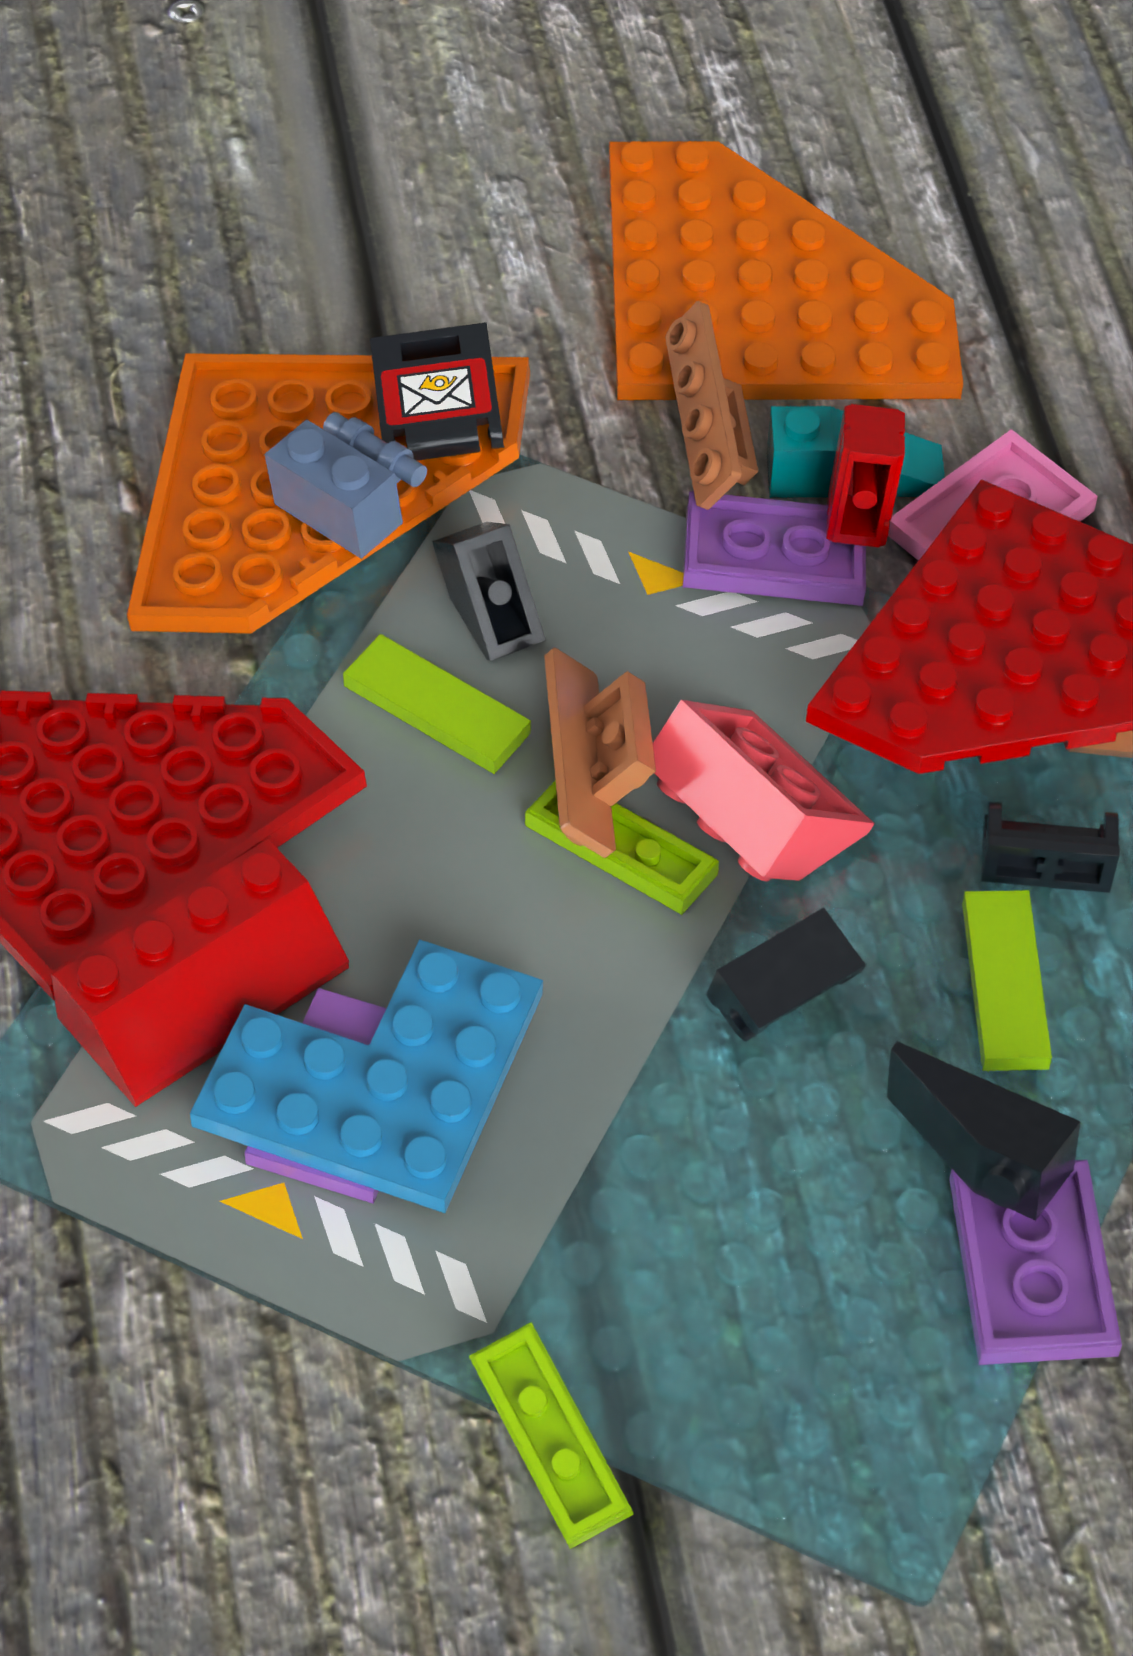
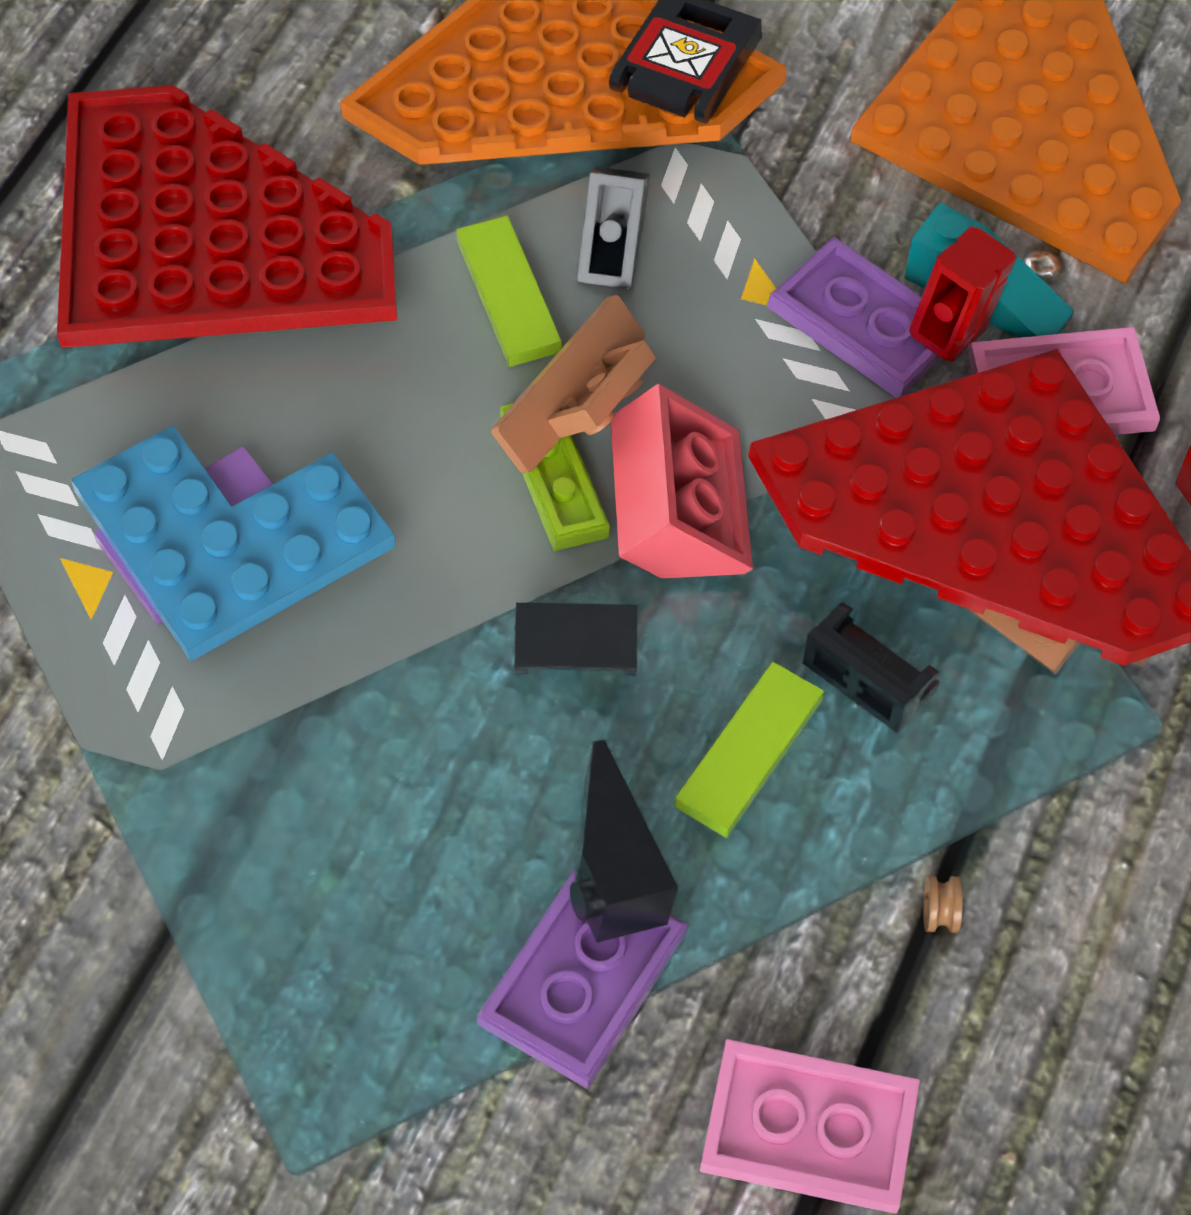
camera: 35 degrees right, 5 degrees up
(177, 978) = (136, 377): red slope -> none
(342, 480) = (548, 86): sand blue brick -> none
(551, 1435) = (127, 868): lime tile -> none
(709, 409) = (900, 189): nougat bracket -> none

